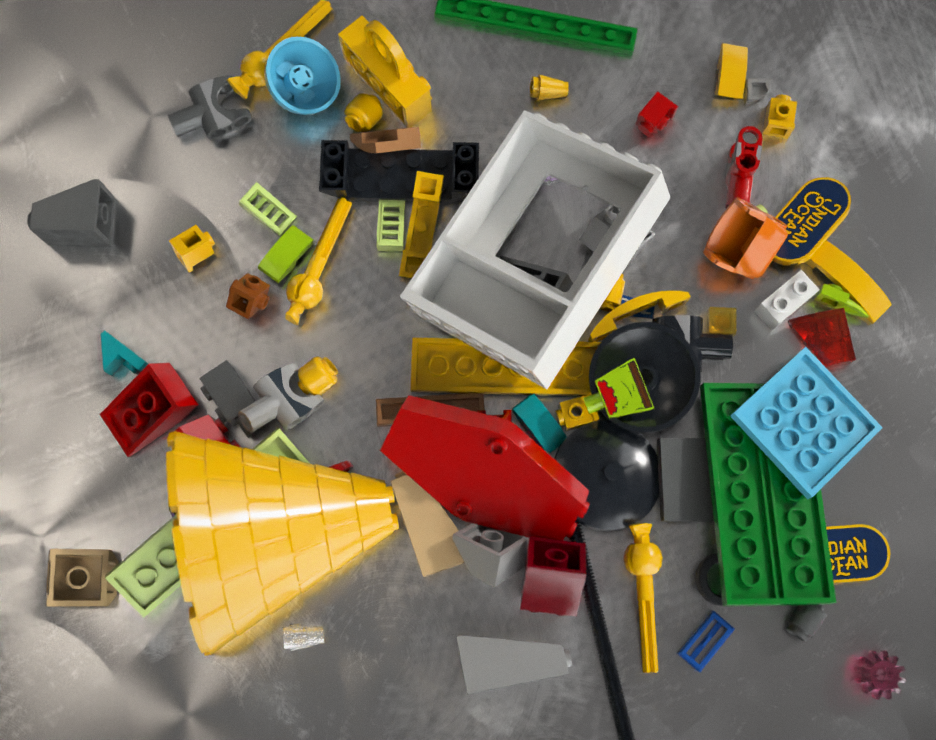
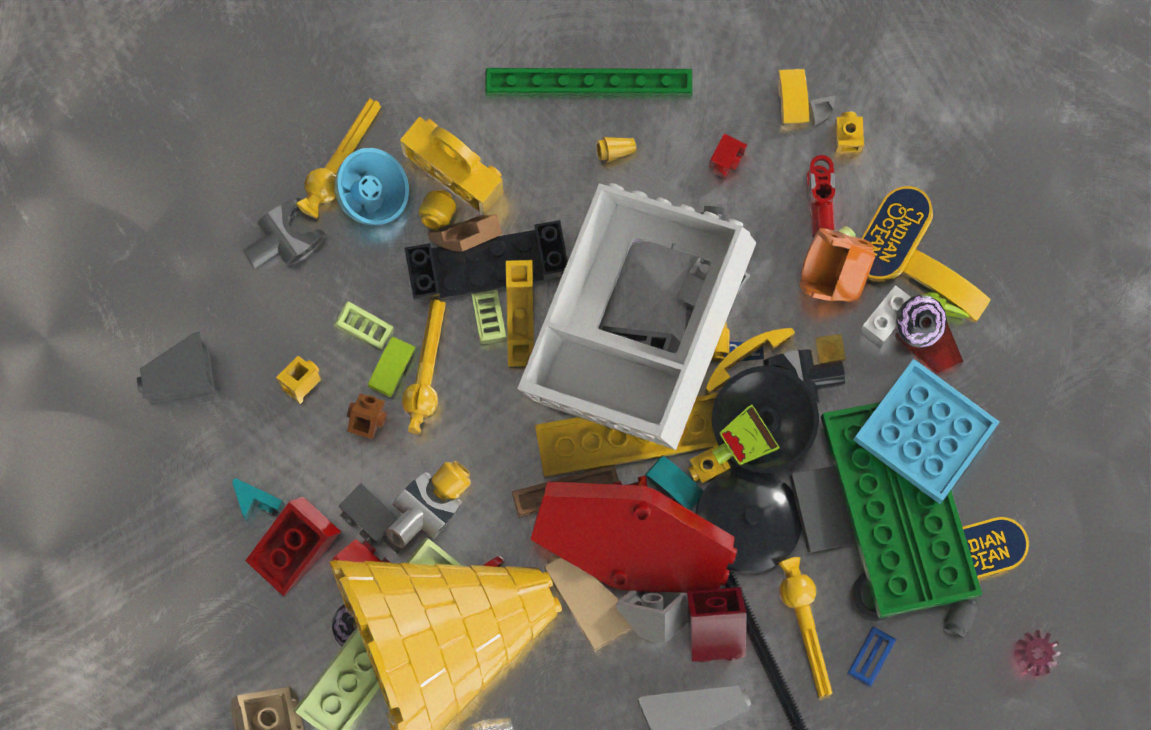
camera: 15 degrees left, 0 degrees up
(811, 306) = (910, 321): none -> dish

